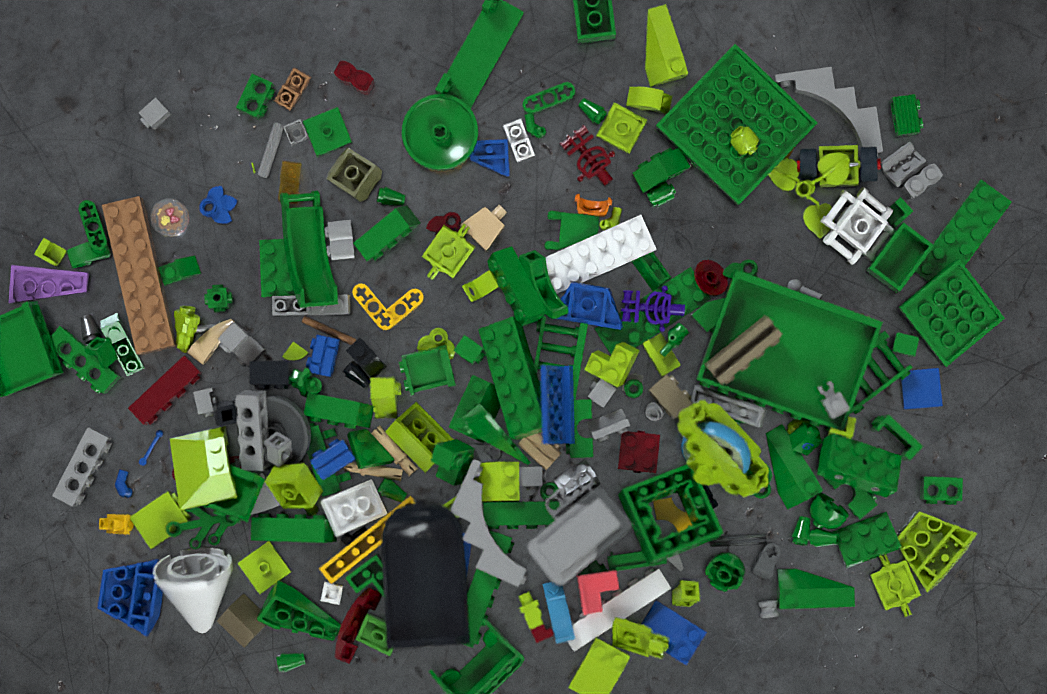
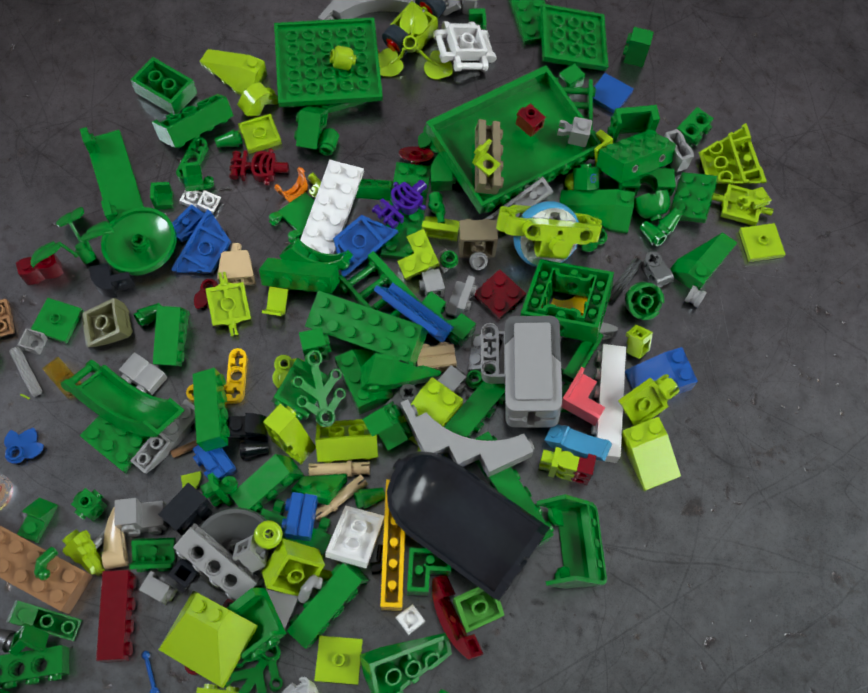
camera: 55 degrees left, 20 degrees down
(154, 313) = (41, 563): none -> green arm
(224, 376) = (153, 553): none -> green bracket
(290, 508) = (306, 589): none -> light grey arm
(301, 457) = (267, 543): none -> lime head
(353, 322) = (210, 409): none -> green brick
(386, 137) = (107, 282): none -> black brick
(413, 102) = (83, 248): none -> green plant
(436, 389) = (319, 392): none -> green plant
(480, 186) = (203, 248): none -> blue wing
(494, 108) = (161, 195): none -> green panel
(529, 120) = (192, 176): none -> green panel
(581, 68) = (193, 121): none -> green wedge
(731, 348) = (482, 155): none -> lime bracket
(810, 354) = (530, 120): none -> dark red brick
(871, 626) = (761, 242): none -> lime plate
(900, 257) = (509, 38): green piece -> none
(900, 500) = (683, 152): none -> light grey brick
(906, 593) = (755, 198): none -> lime plate
(993, 376) = (638, 46): none -> green brick

